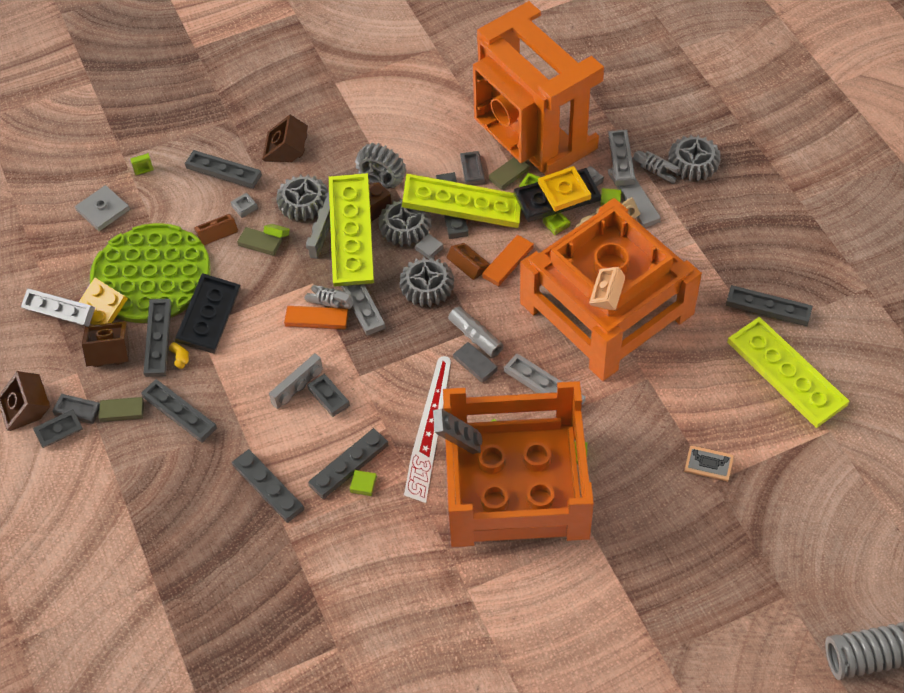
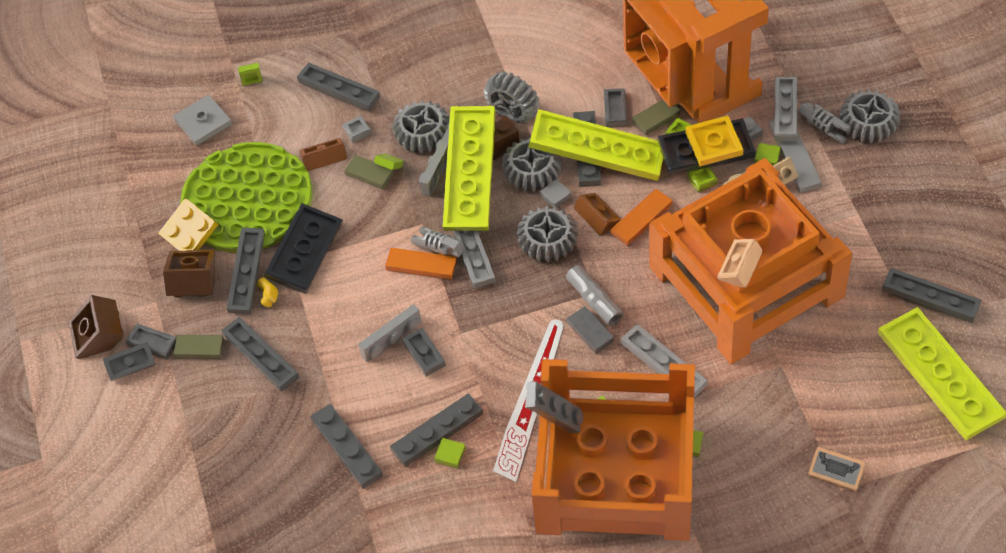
camera: 10 degrees right, 0 degrees up
(58, 307) = (143, 227): plate -> none
(285, 141) = (410, 60): reddish brown slope -> none

